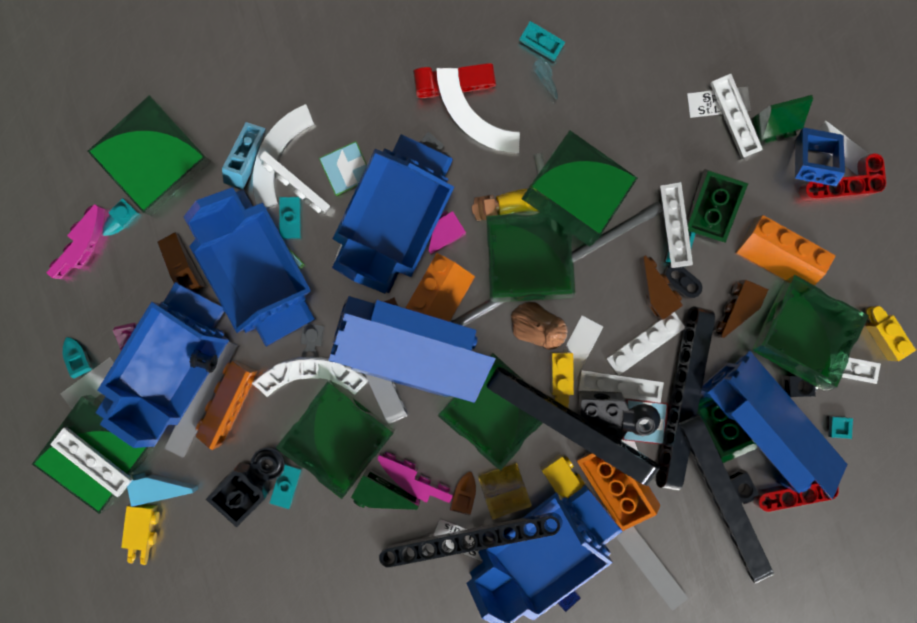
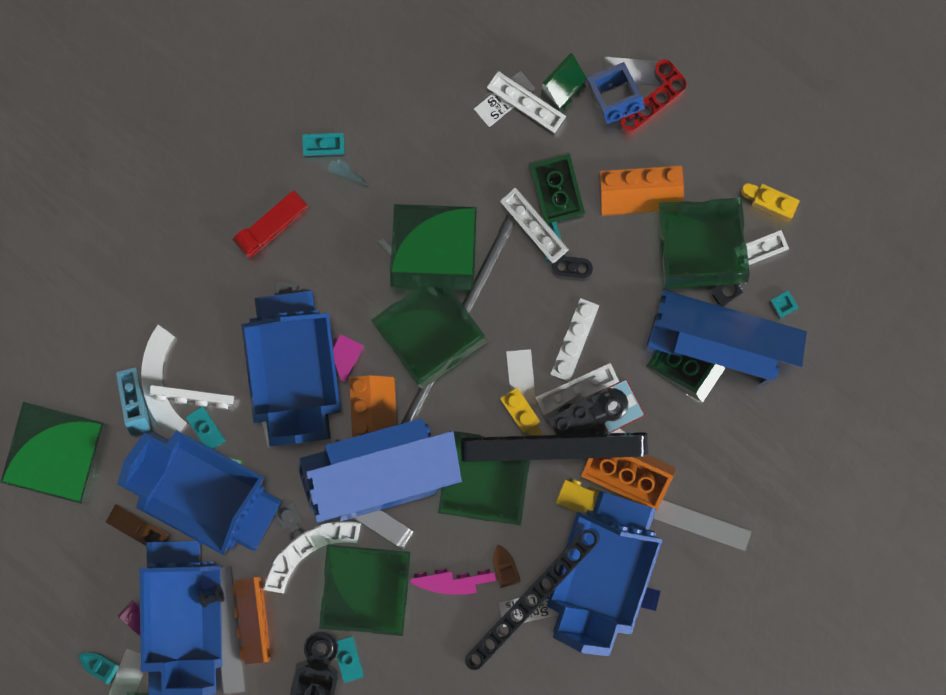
camera: 35 degrees left, 5 degrees down
(85, 237) = (41, 556): dark pink slope -> none
(120, 217) = (59, 523): teal plate -> none
(344, 167) = (225, 357): tile -> none
(380, 493) = (428, 611): dark green slope -> none
(468, 119) = (305, 249): white tile -> none
(504, 204) = (380, 300): piece -> none
(504, 491) = (535, 540): clear yellow slope -> none
(538, 326) = (474, 384): nougat hair -> none
(657, 291) = (559, 292): reddish brown slope -> none
(685, 396) = (637, 364): black beam -> none
(725, 498) = (725, 426): black beam -> none
(745, 302) = (635, 252): reddish brown slope -> none
(750, 491) = (724, 410): black brick -> none
(794, 499) = (784, 387): red beam -> none

